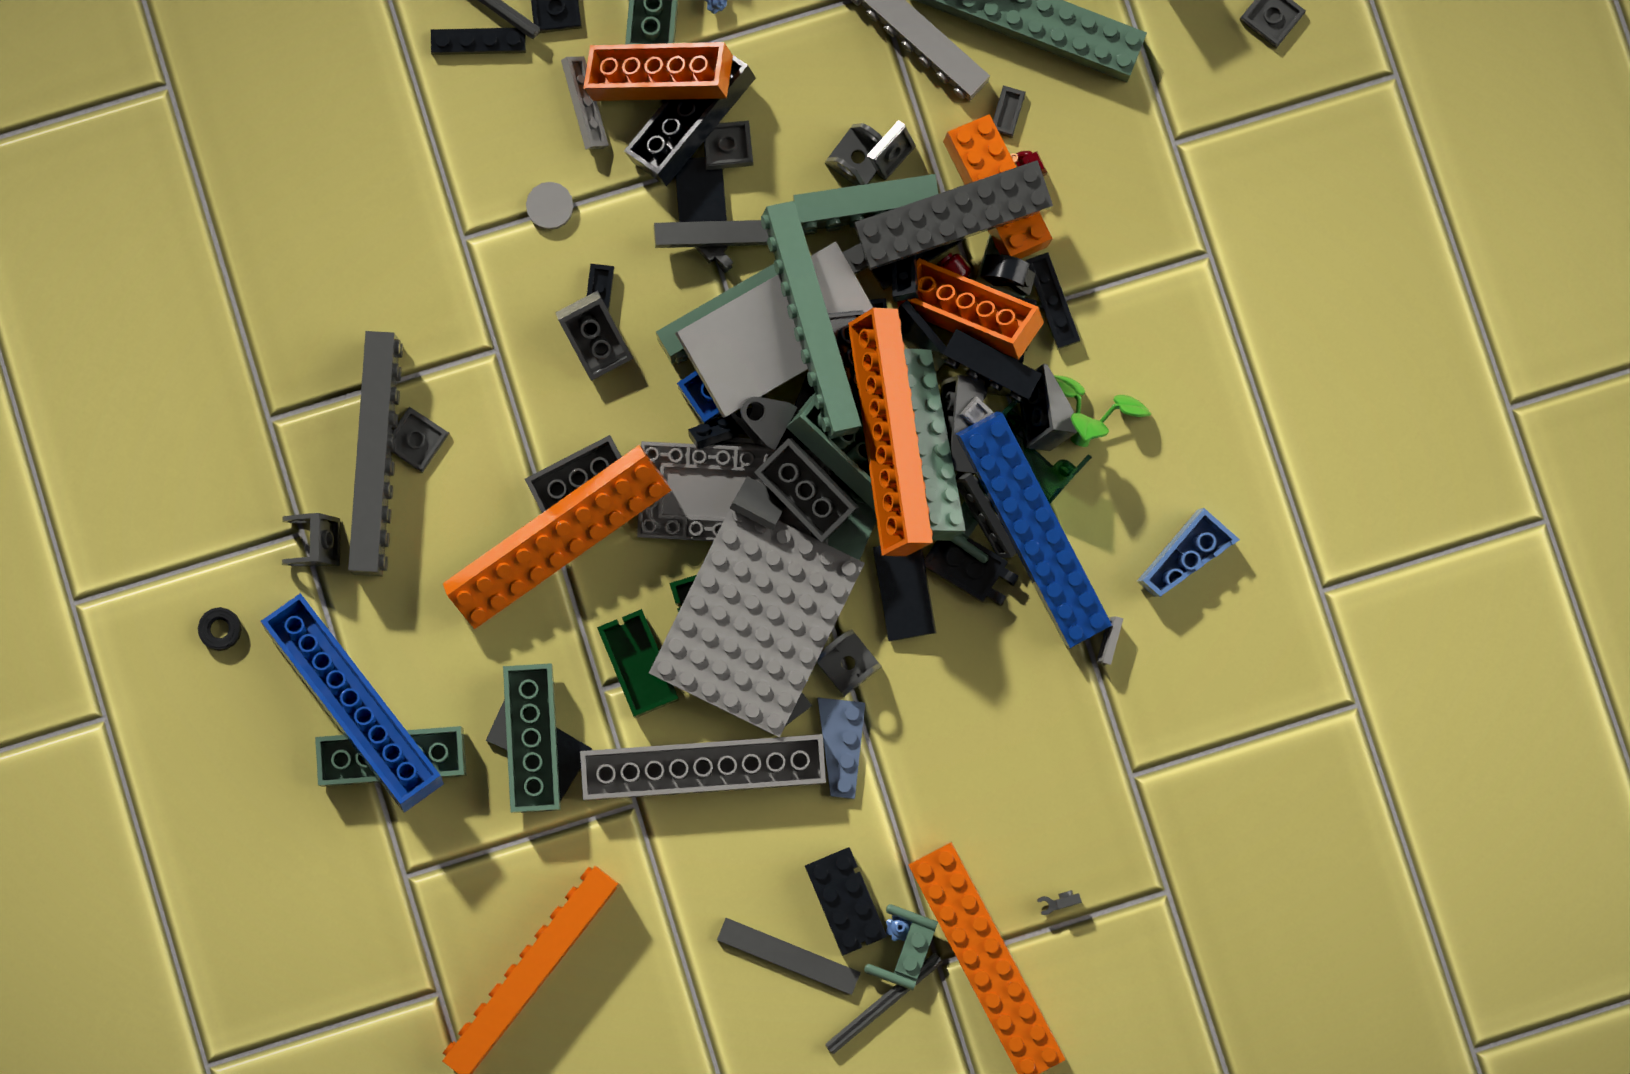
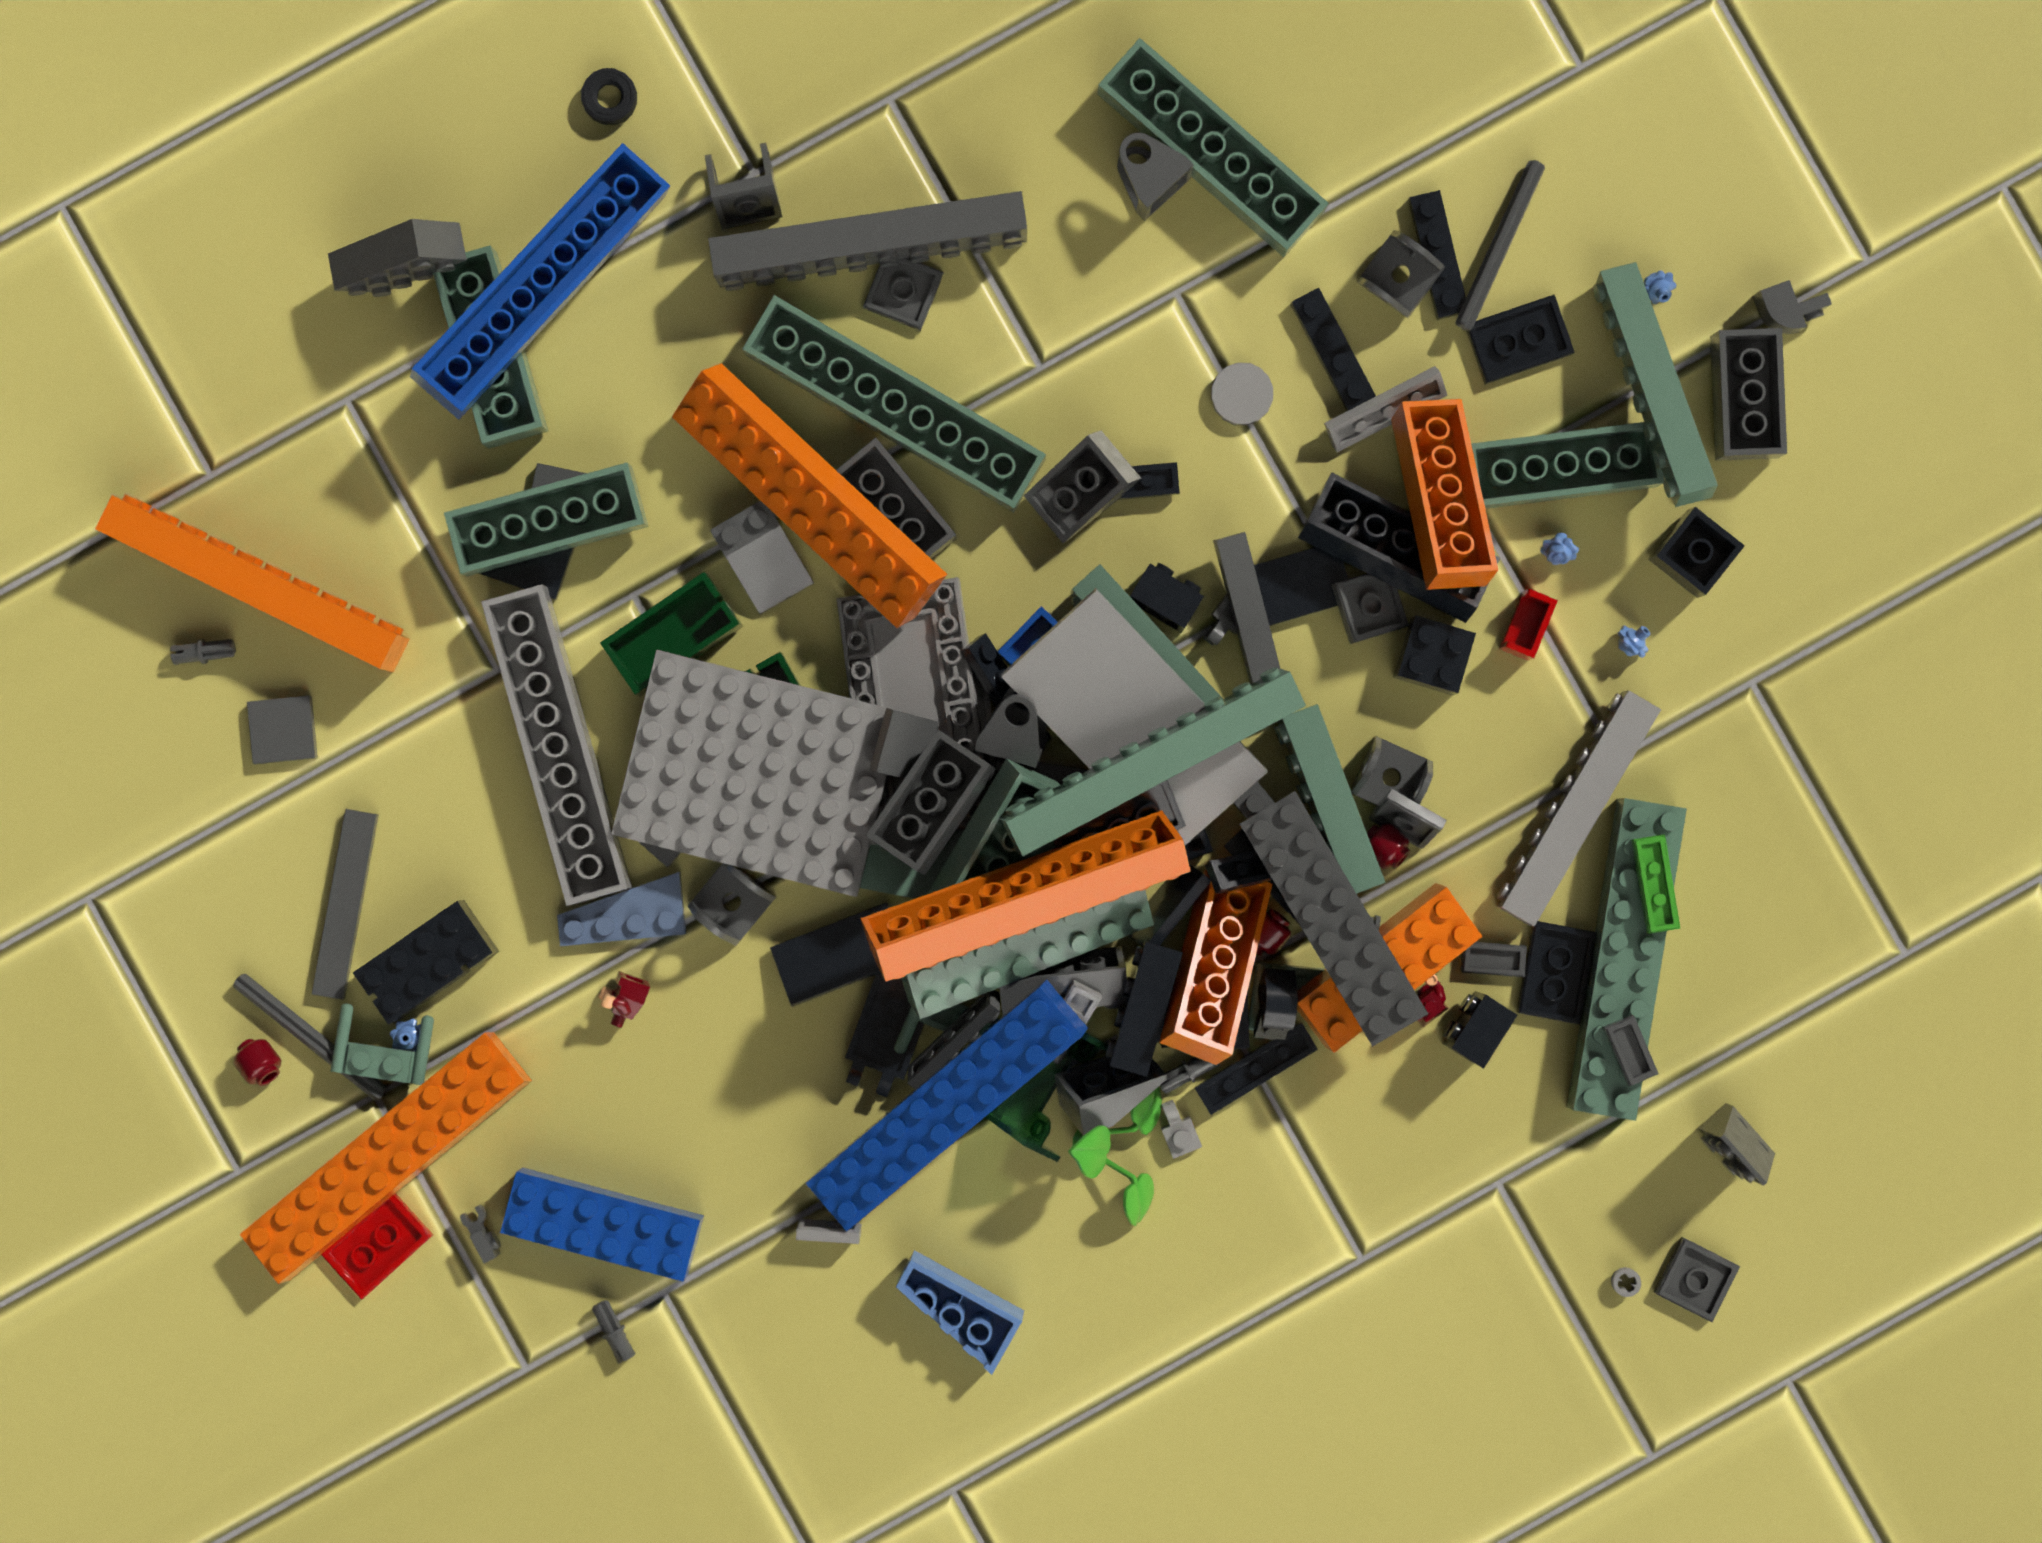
camera: 80 degrees right, 5 degrees up
(310, 806) = (397, 257): none -> dark grey brick
(362, 187) = (1223, 153): none -> sand green brick
(376, 232) = (1156, 179): none -> dark grey hose
(470, 70) = (1396, 252): none -> dark grey hose
(501, 461) = (894, 403): none -> sand green brick
(531, 132) = (1332, 349): none -> black plate
(573, 1024) = (203, 651): none -> dark grey axle
(593, 585) = (762, 556): none -> dark grey slope
(646, 977) = (282, 729): none -> dark grey tile
(690, 289) = (1166, 596): none -> black brick
(766, 33) = (1528, 624): none -> red panel
(774, 106) = (1434, 655): none -> black brick
(894, 1046) = (257, 1062): none -> dark red head
(904, 755) = (626, 998): none -> dark red piece
(908, 167) = (1388, 845): none -> dark red head
(1027, 68) = (1556, 972): none -> black tile
(1045, 350) = (1185, 1072): none -> dark grey axle
(1052, 985) = (377, 1246): none -> red tile
(1056, 131) = (1478, 1028): none -> black brick
(1070, 808) = (602, 1224): none -> blue brick
(1090, 367) = (1179, 1134): none -> light grey plate
(1094, 24) = (1630, 1050): none -> dark grey tile
(1152, 818) = (613, 1331): none -> dark grey axle
(1270, 70) = (1621, 1290): none -> light grey bush

